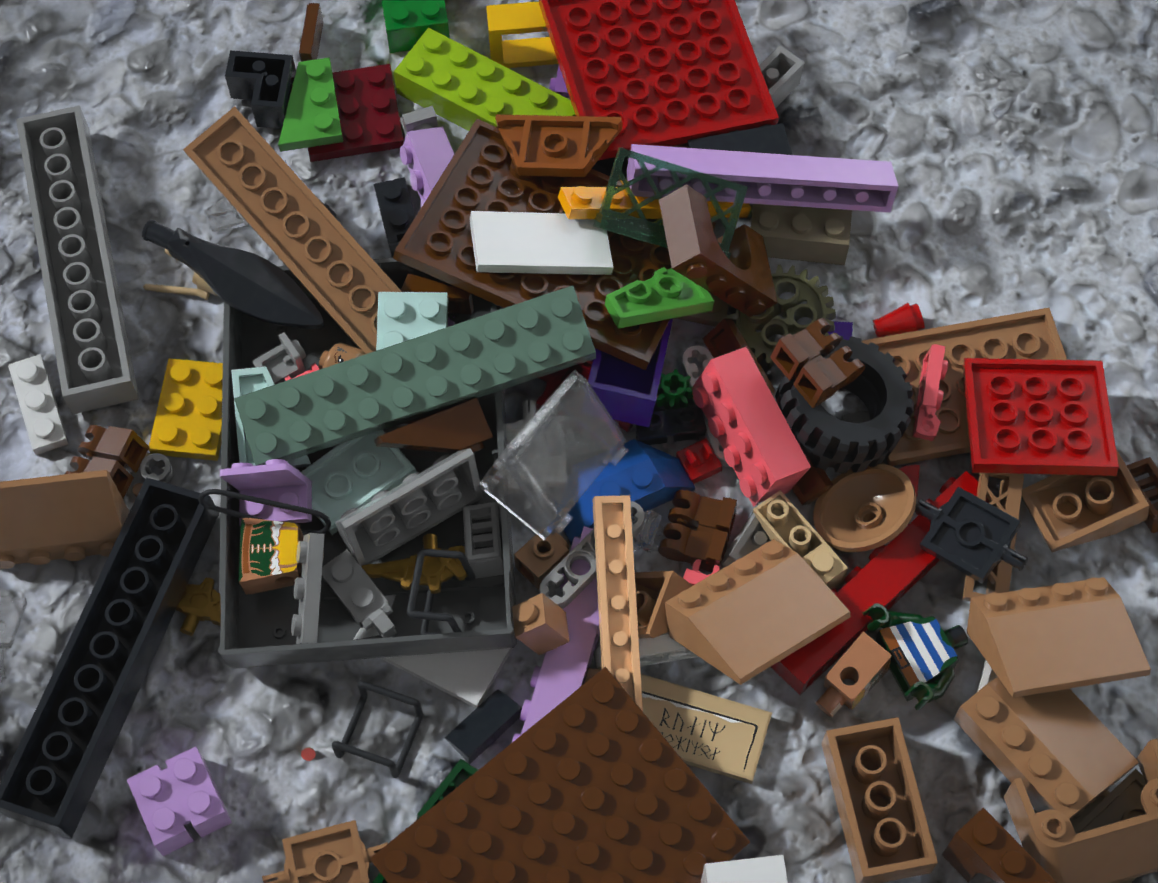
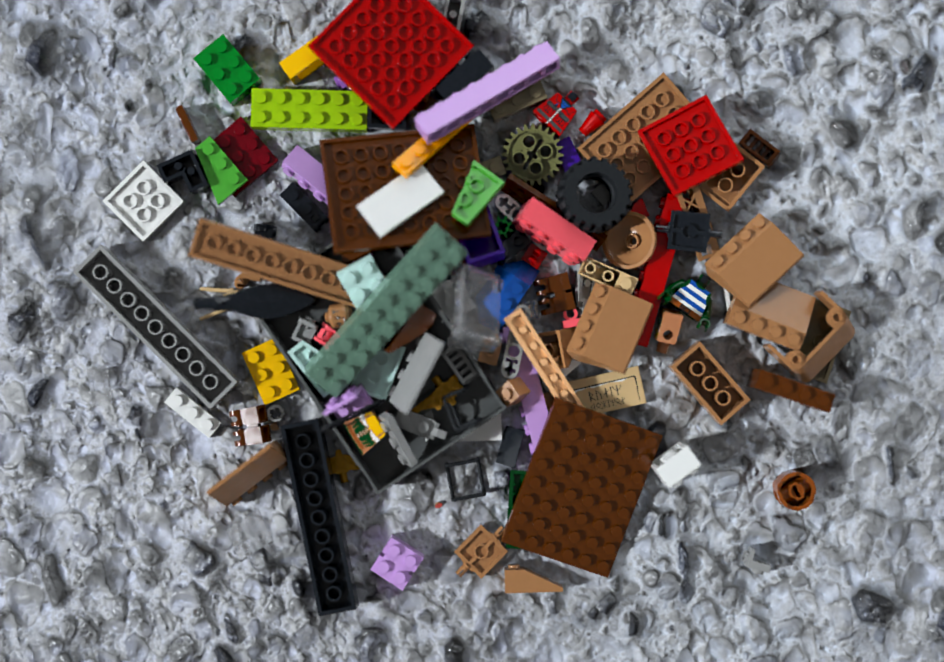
camera: 30 degrees left, 25 degrees up
(179, 96) = (143, 201): none -> white plate
(419, 120) = (281, 146): light grey bracket -> none
(556, 143) = (372, 134): dark orange wing -> none
(653, 232) = (455, 159): clear green fence -> none
(696, 254) = (483, 165): reddish brown arch -> none
(803, 357) = (581, 197): reddish brown legs -> none
(853, 280) = (557, 112): none -> torso
(929, 396) = (630, 161): coral hinge -> none

